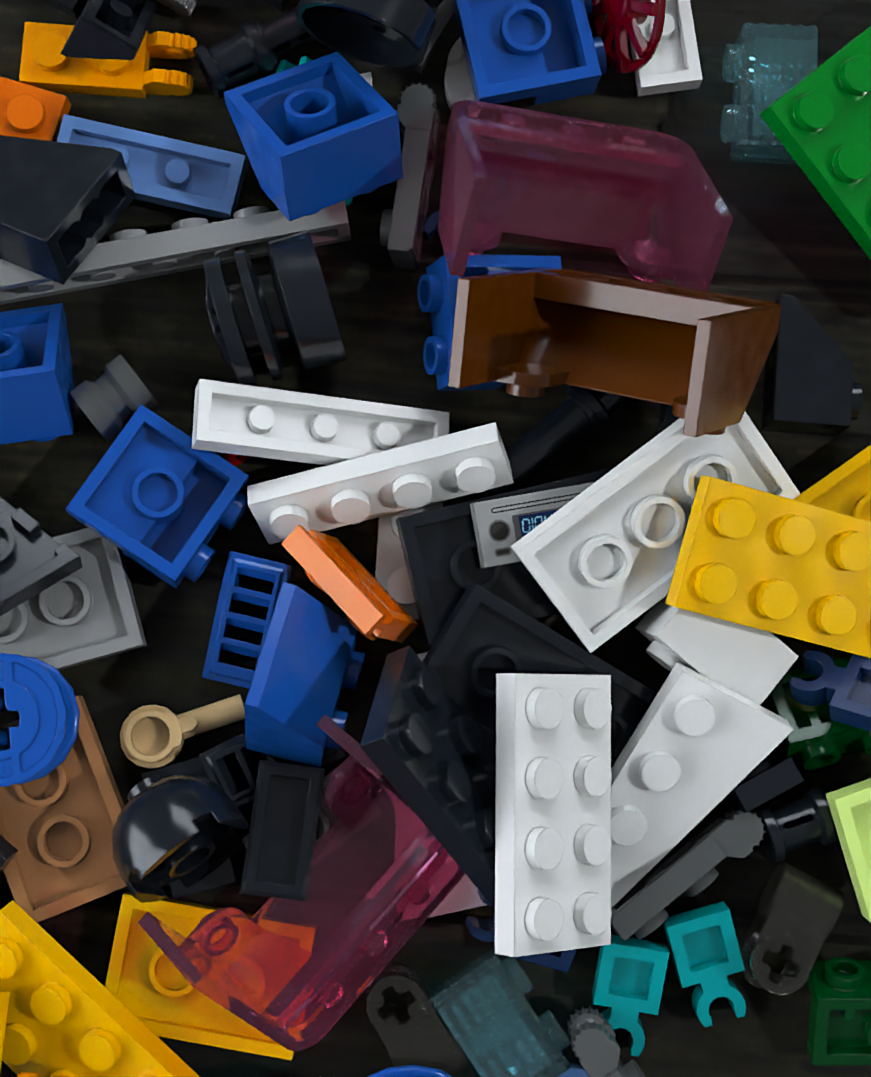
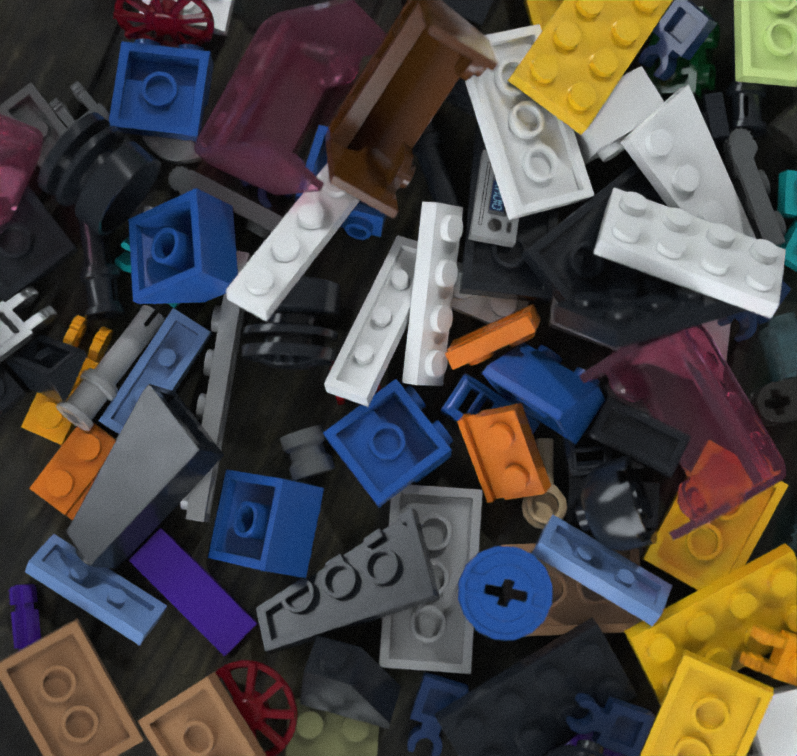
camera: 65 degrees left, 0 degrees up
(79, 842) = (602, 570): none -> medium blue plate
(108, 97) = (100, 383): none -> light grey pin
(197, 655) = (504, 453): none -> orange plate
(353, 264) = (291, 248): none -> white plate

